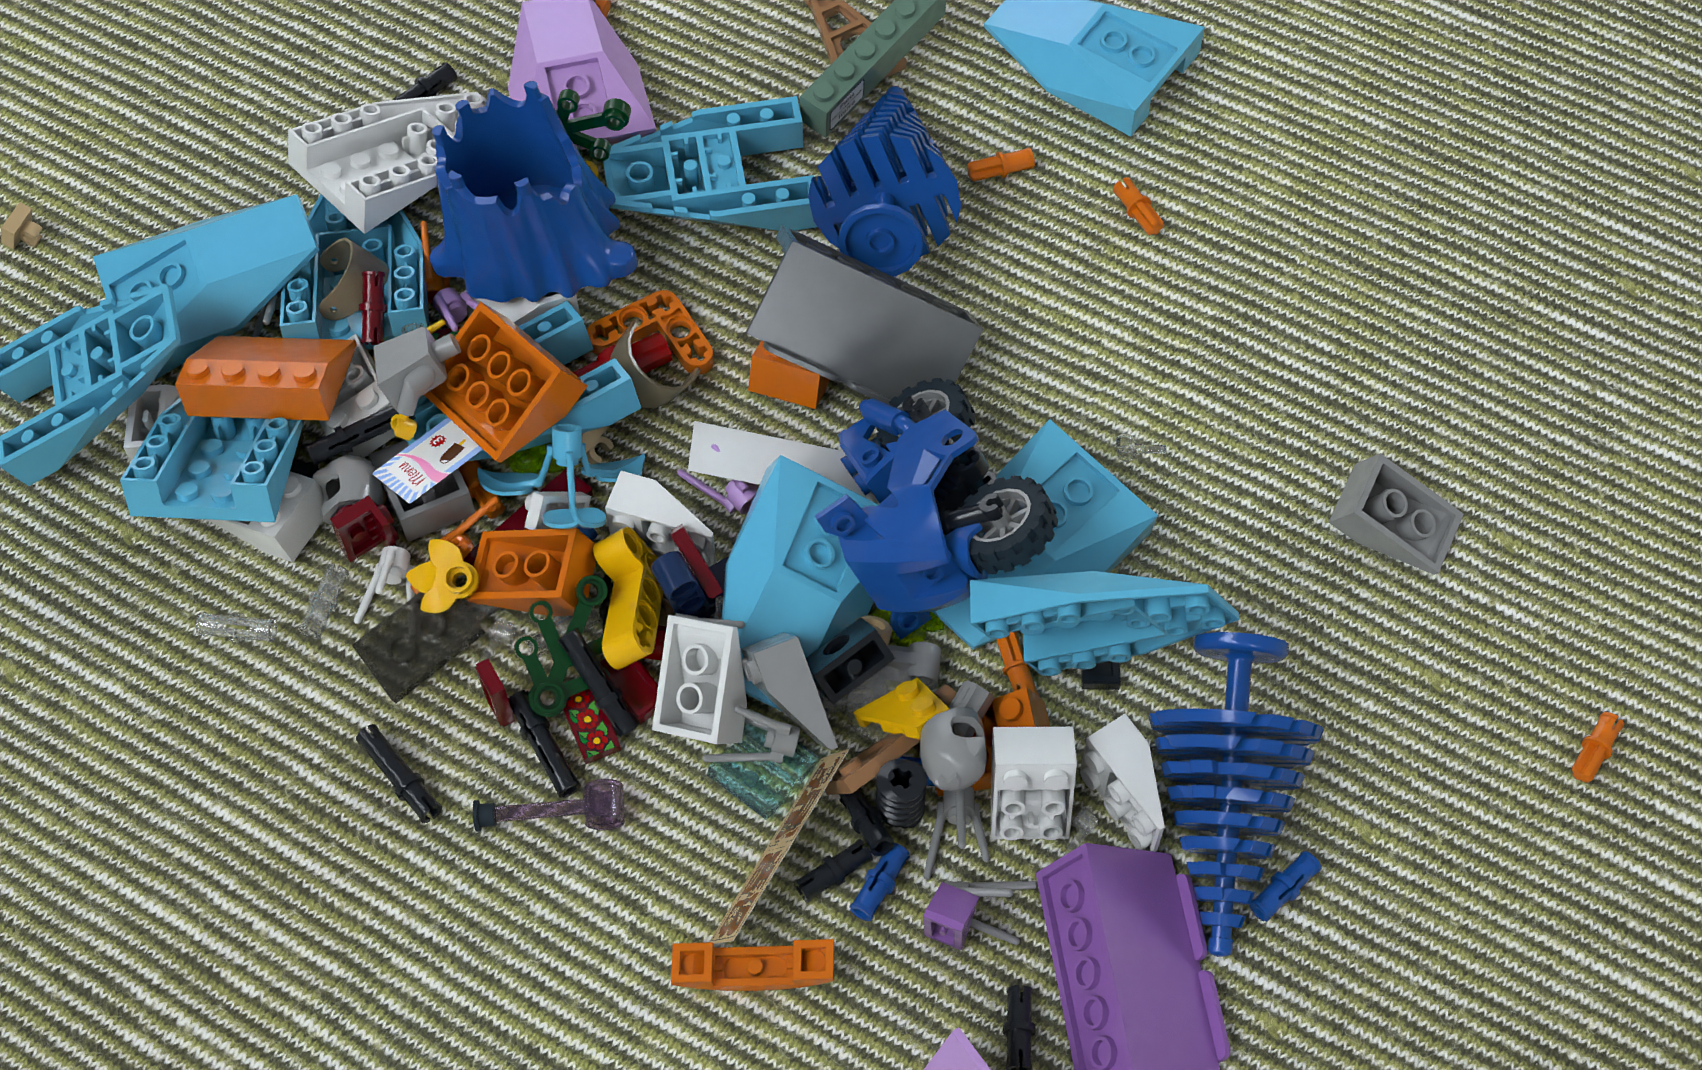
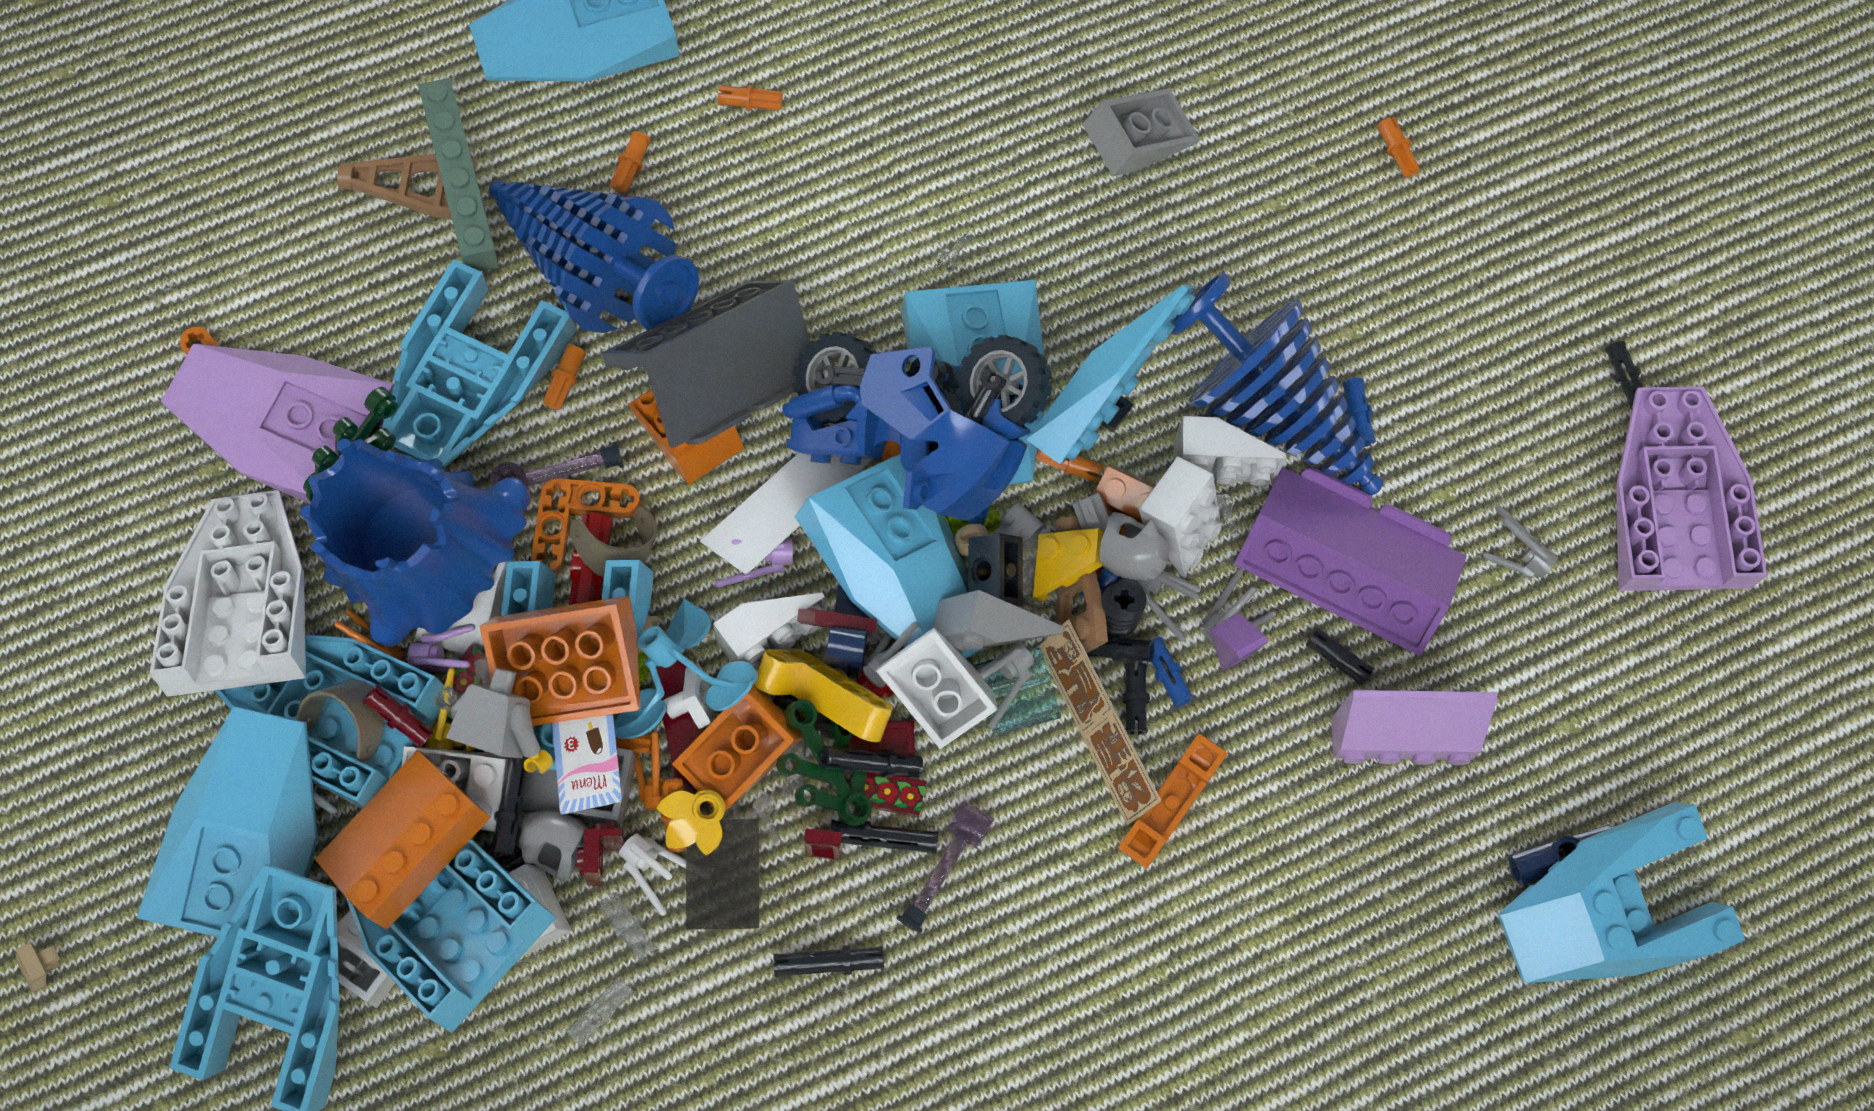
camera: 60 degrees left, 10 degrees up
(430, 84) = (174, 534): black pin -> none
(653, 275) = (608, 457): none -> clear purple piece
(760, 246) = (564, 377): none -> orange axle

